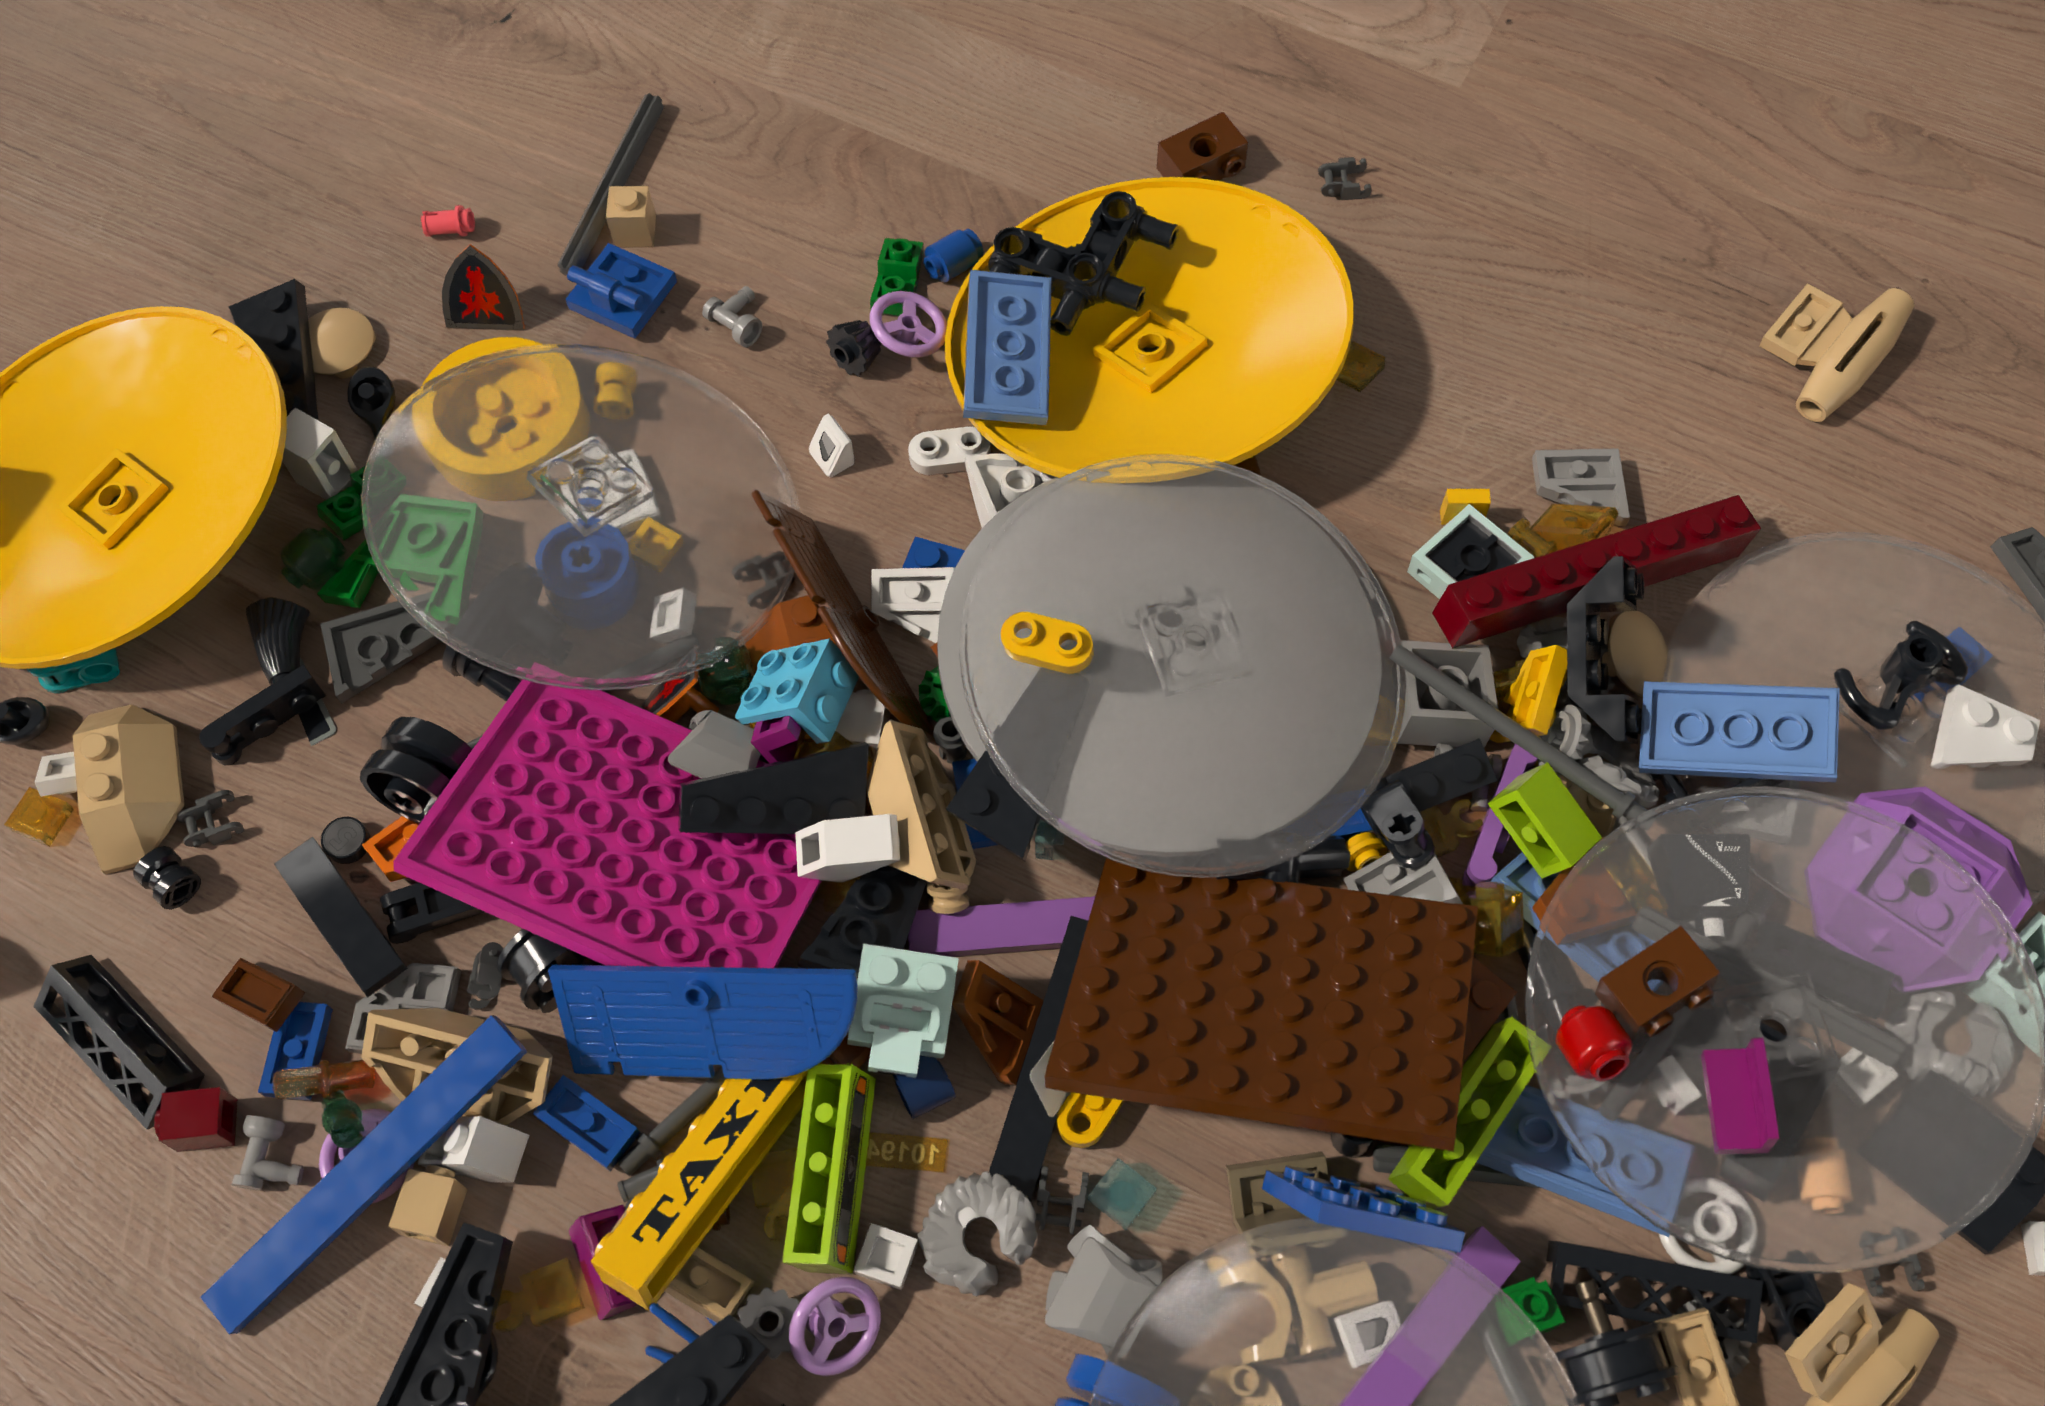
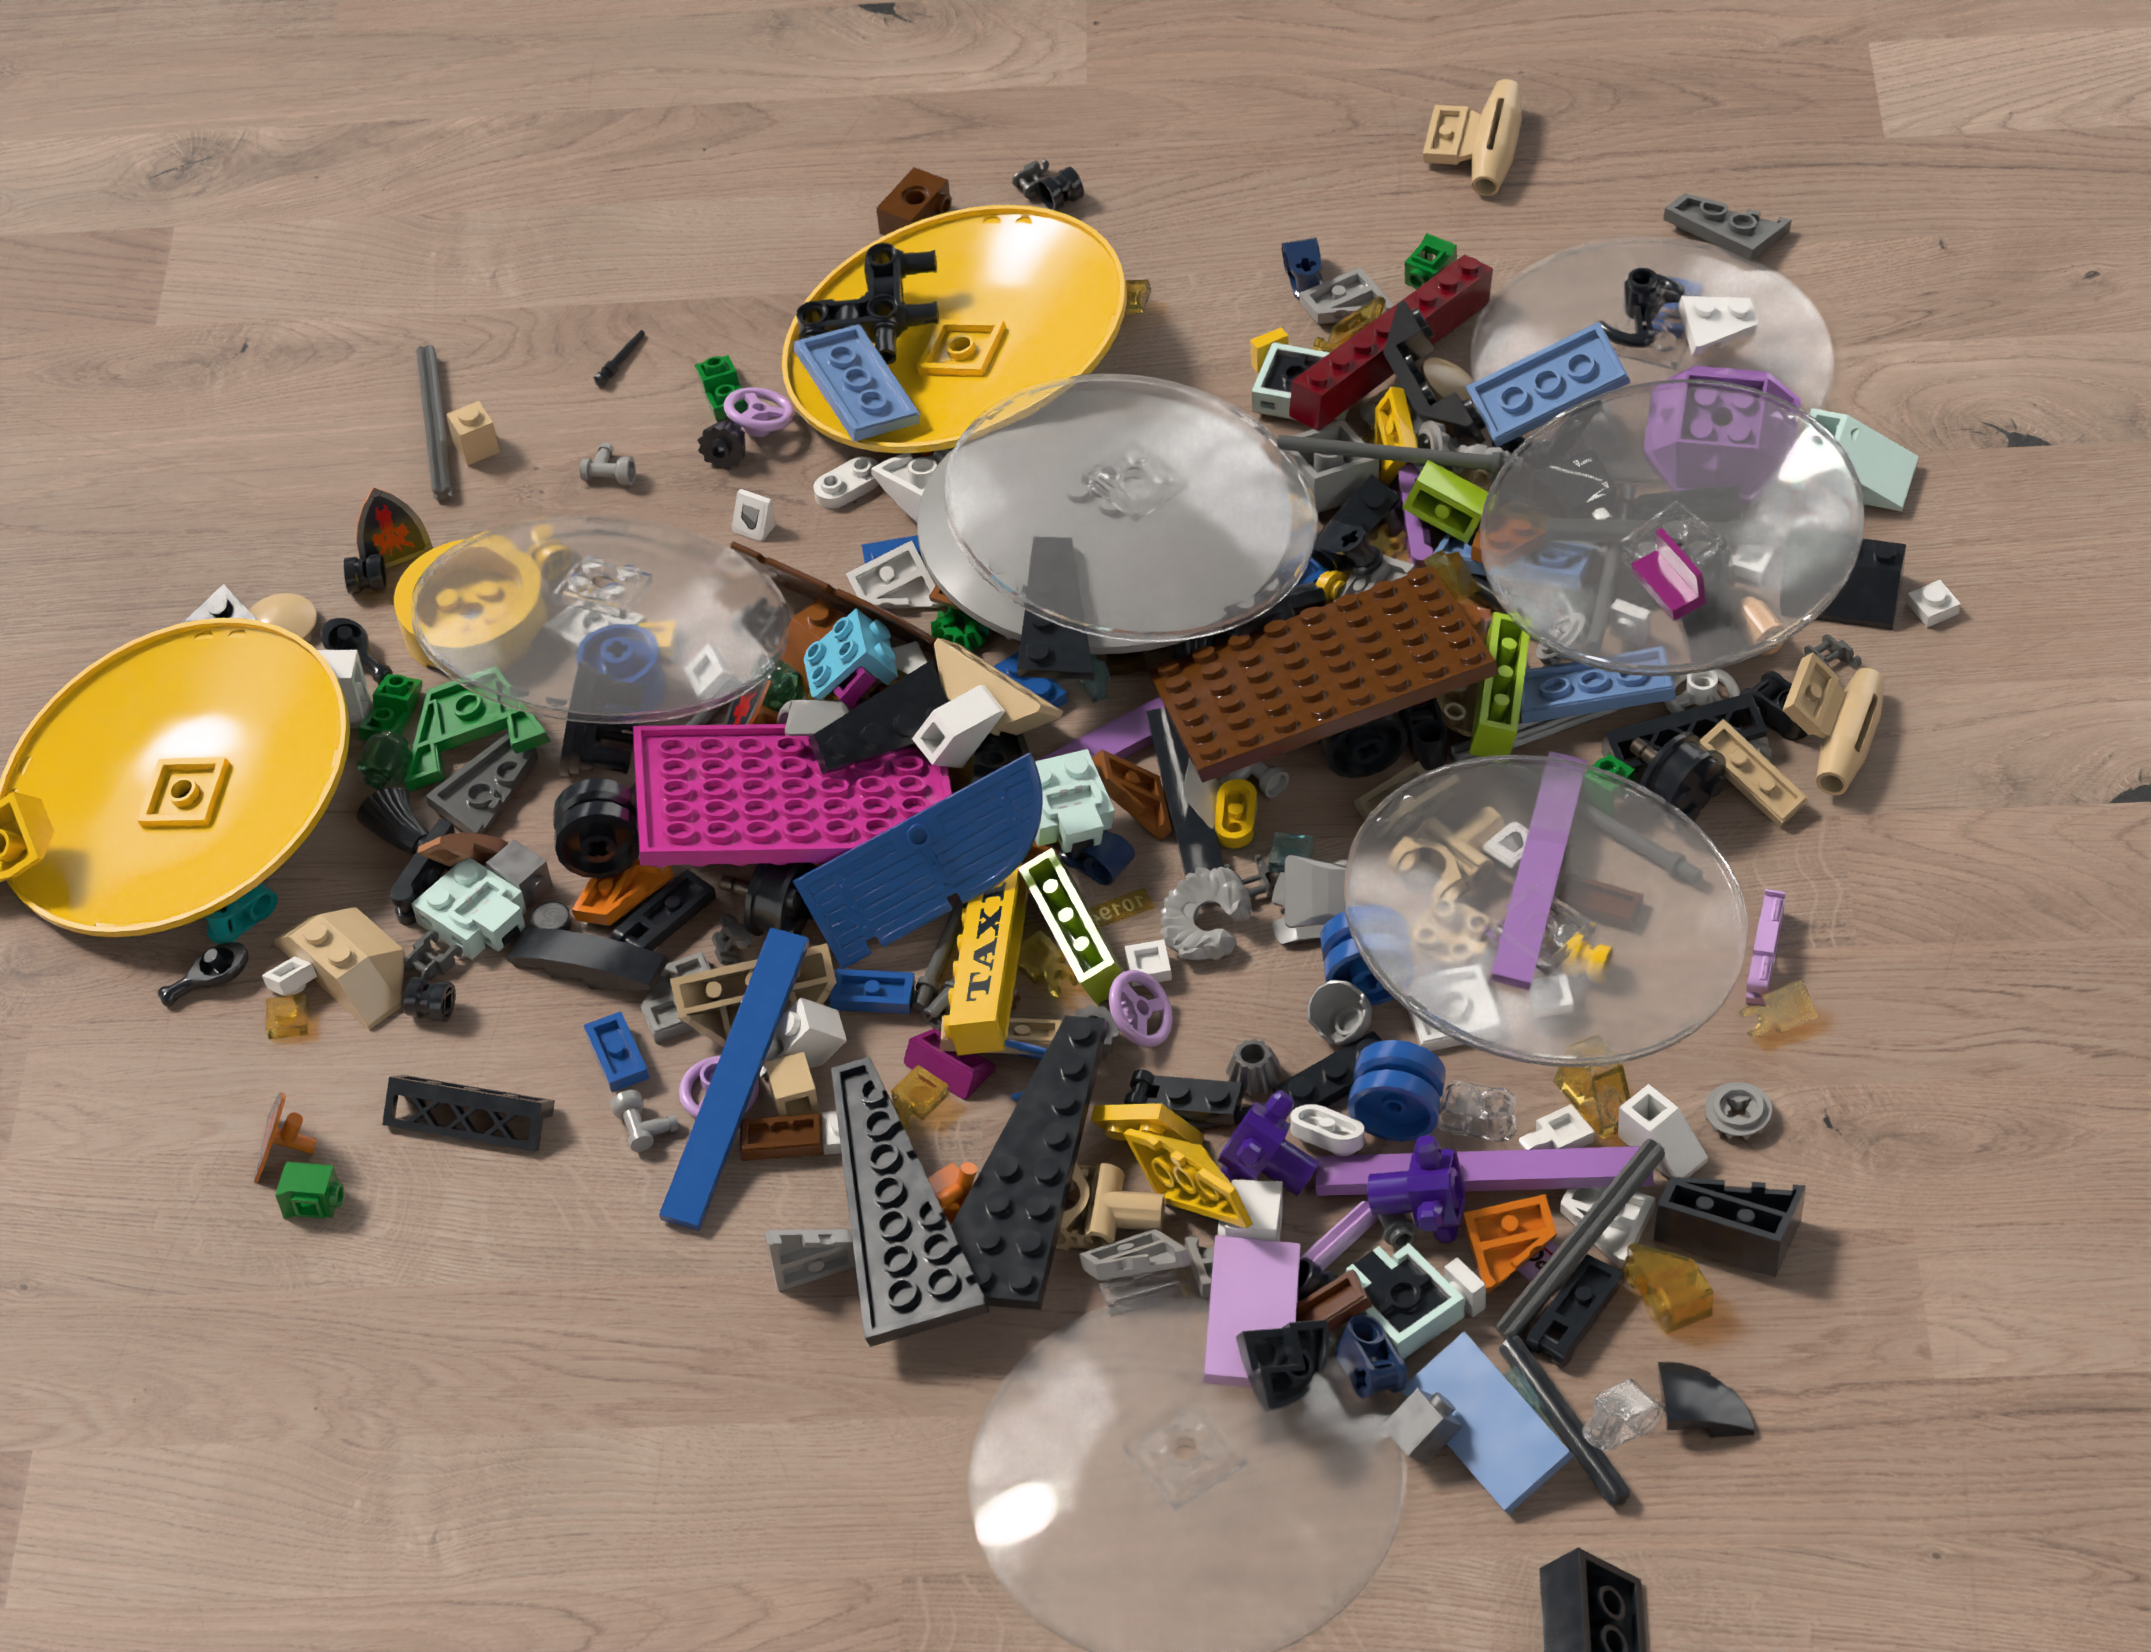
camera: 25 degrees left, 15 degrees down
(197, 1119) = (573, 1121): dark red brick -> none
(258, 994) = (562, 1030): reddish brown tile -> none
(278, 786) = (472, 908): none -> light aqua piece
(292, 712) = (460, 846): none -> nougat slope
(323, 1079) = (657, 1049): clear orange axle -> none
(339, 768) = (522, 870): none -> flat silver brick
(342, 1120) = (690, 1060): clear green axle -> none
(381, 1264) = (781, 1137): none -> reddish brown plate
(431, 326) = (365, 573): none -> black wheel
(448, 221) = (314, 502): coral pin -> none
(619, 290) = (500, 487): blue plate -> none
(810, 201) = (612, 366): none -> black piece
(946, 898) = (1045, 743): tan bush -> none
(949, 741) = (982, 644): dark grey pin -> none
(953, 255) = (759, 353): blue brick -> none
(1045, 642) = (1032, 516): yellow plate -> none
(1355, 1208) = (1448, 747): blue plate -> none
(1360, 202) = (1061, 188): none -> black wheel
(1559, 416) = (1302, 264): none -> dark blue piece
(1594, 1042) = (1557, 593): red head -> none
(1671, 959) = (1578, 542): reddish brown brick -> none
(1685, 494) = (1420, 264): none -> green window

